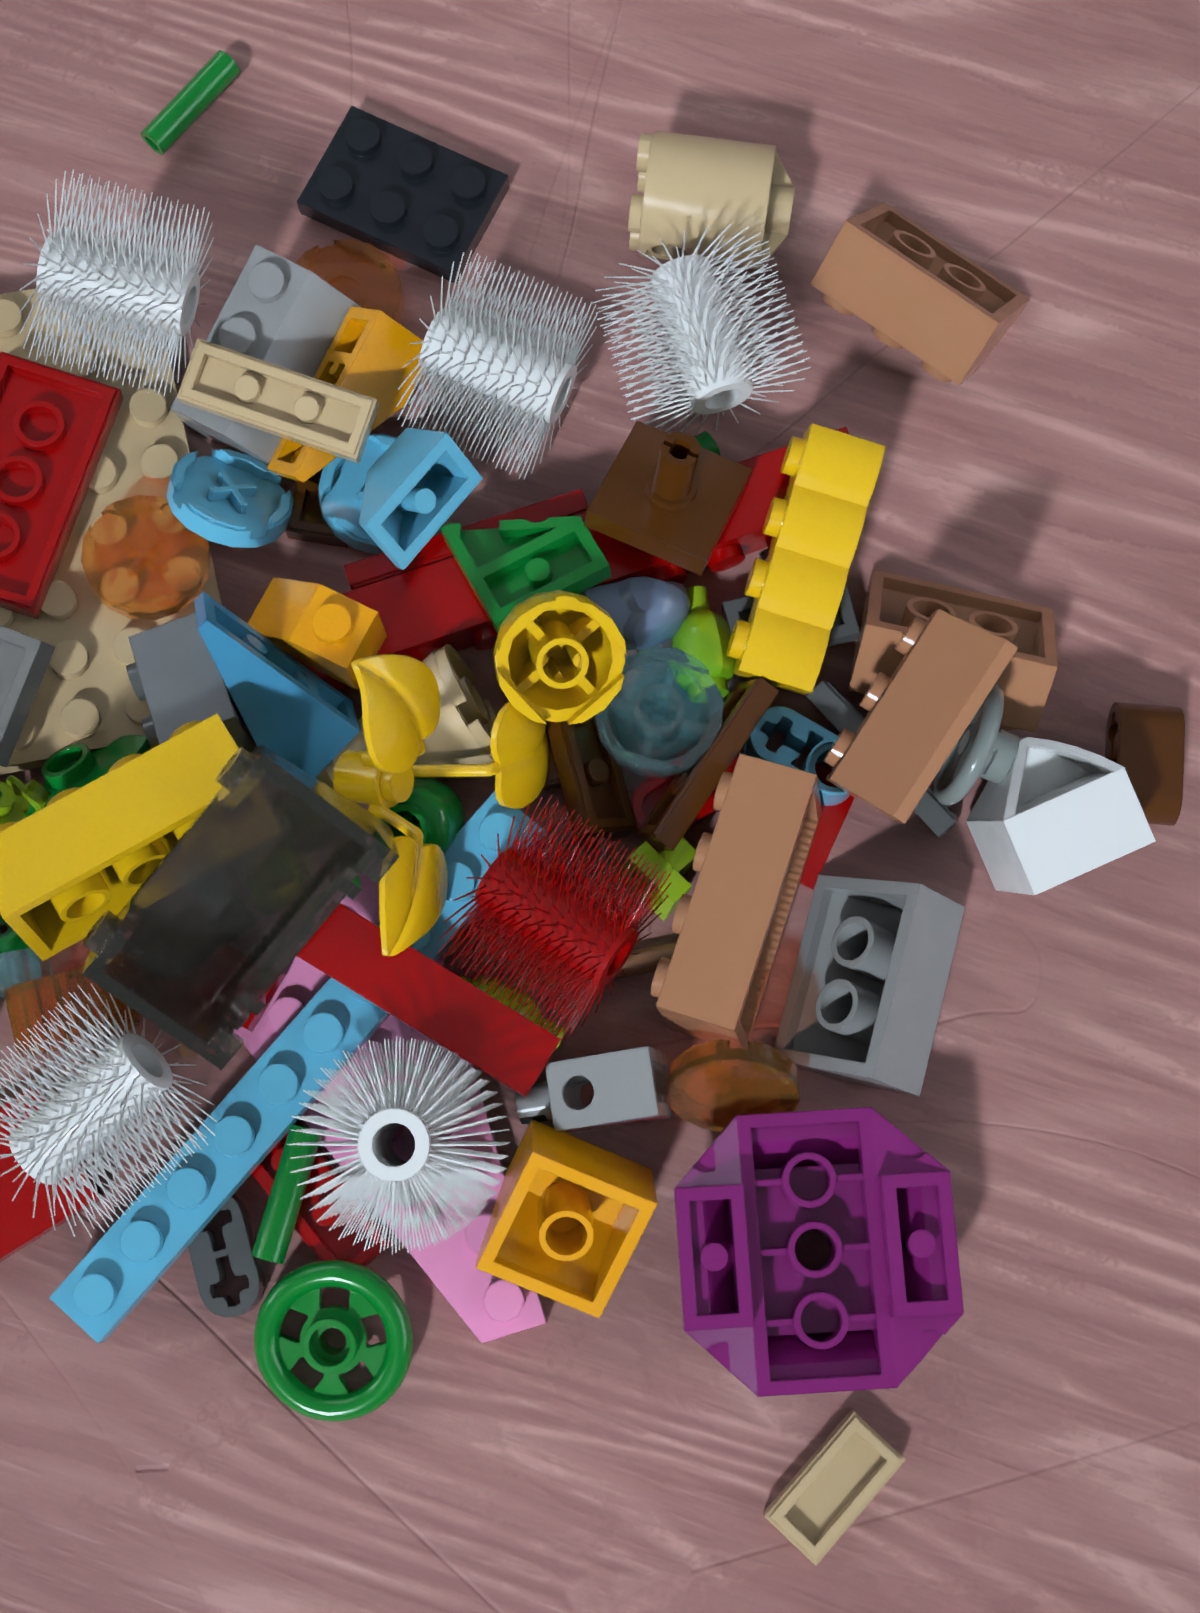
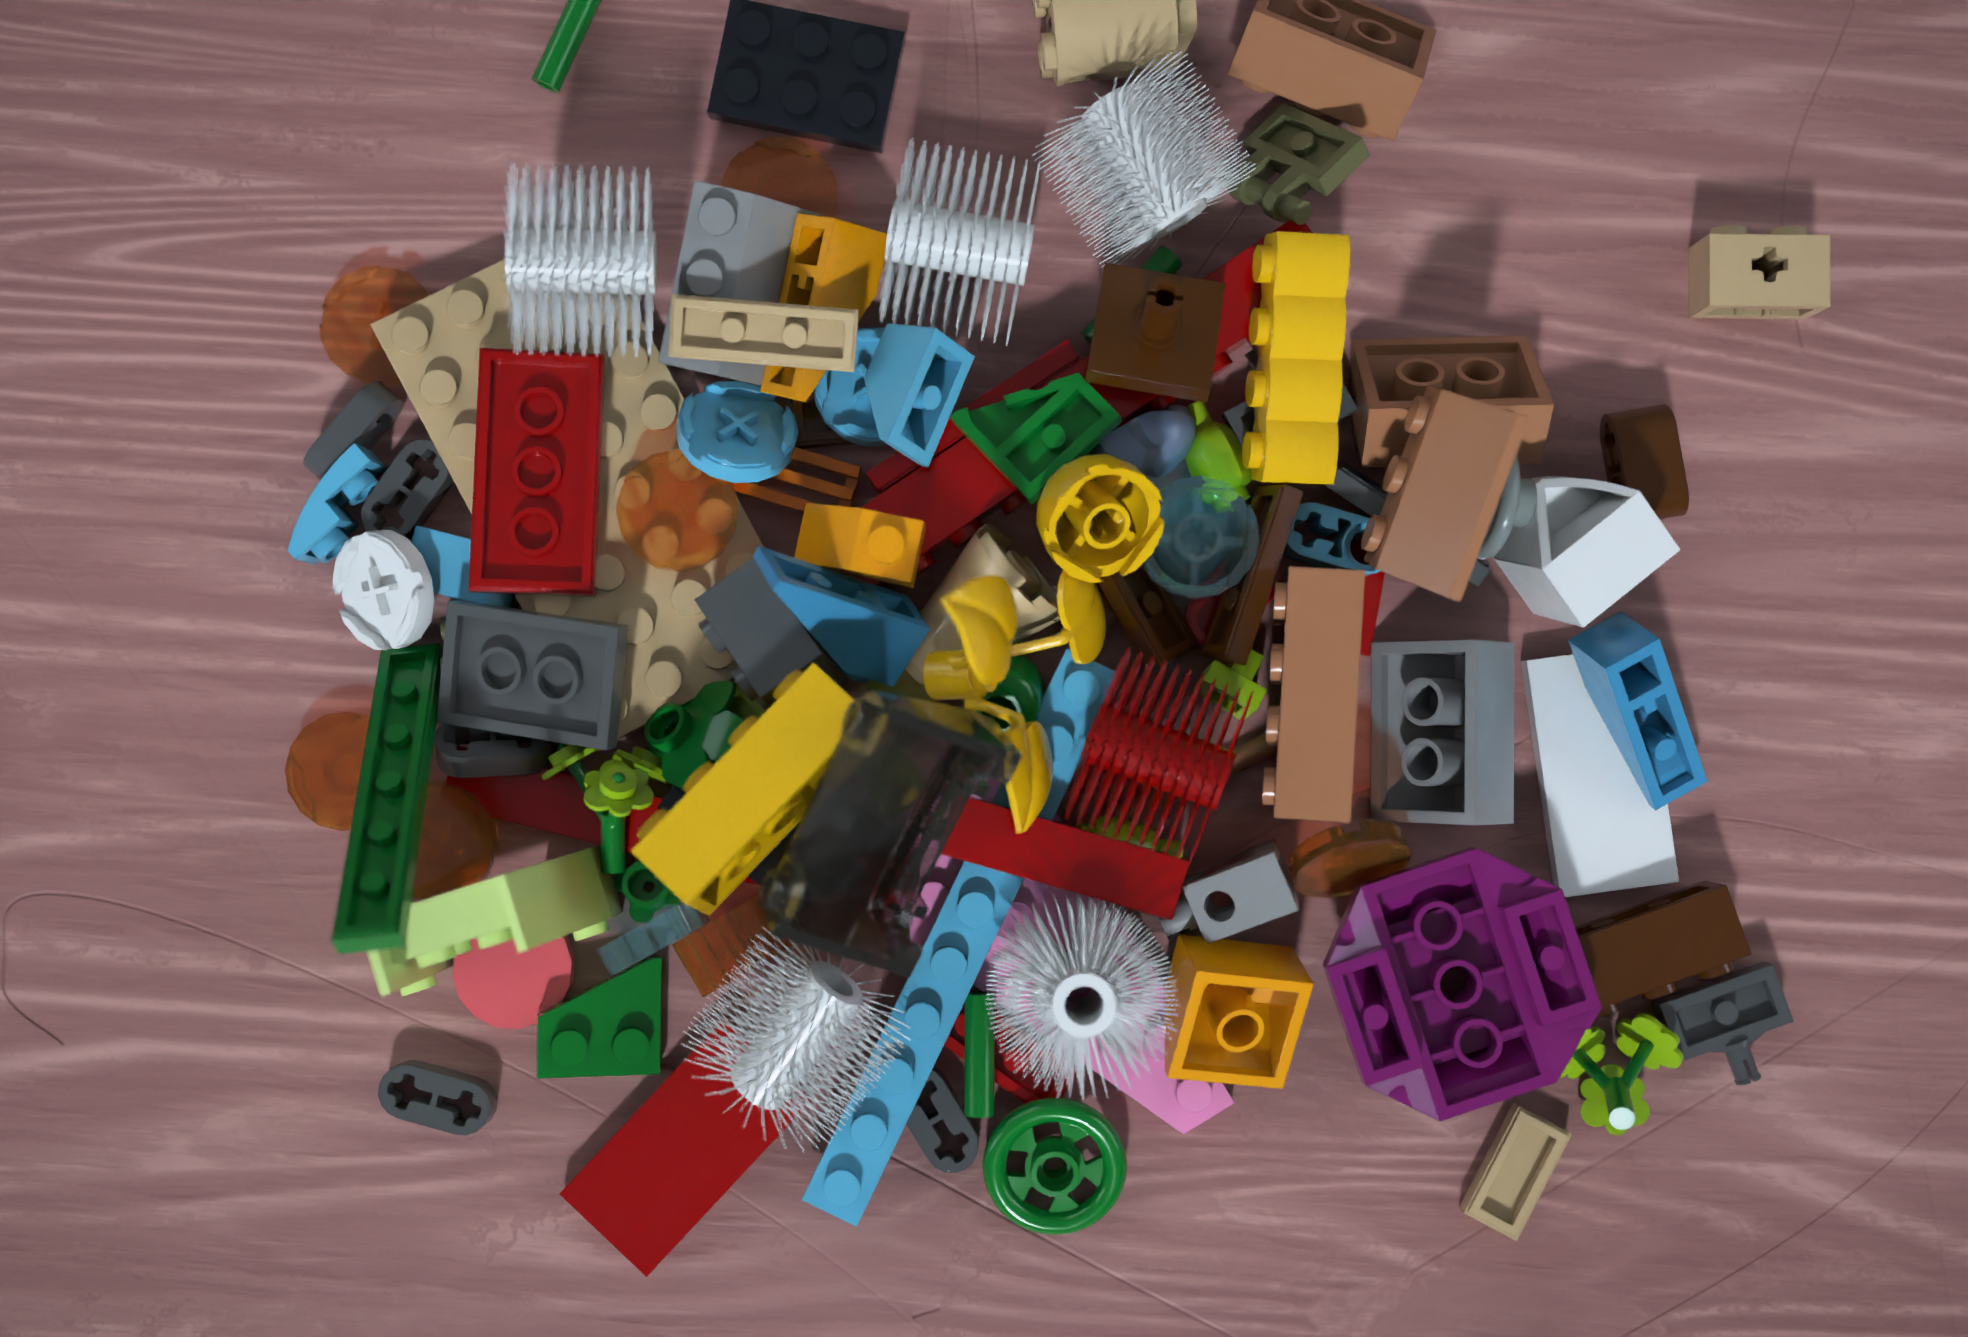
camera: 20 degrees left, 10 degrees up
(334, 570) = (844, 493): none -> orange tile
(851, 374) = (1305, 153): none -> olive plate
(958, 1426) = (1616, 1093): none -> lime plant
(1027, 1071) = (1592, 808): none -> white tile
(1048, 1272) = (1662, 943): none -> reddish brown brick
(1082, 1008) = (1640, 706): none -> dark azure slope
(1104, 1374) = (1727, 1016): none -> dark grey plate

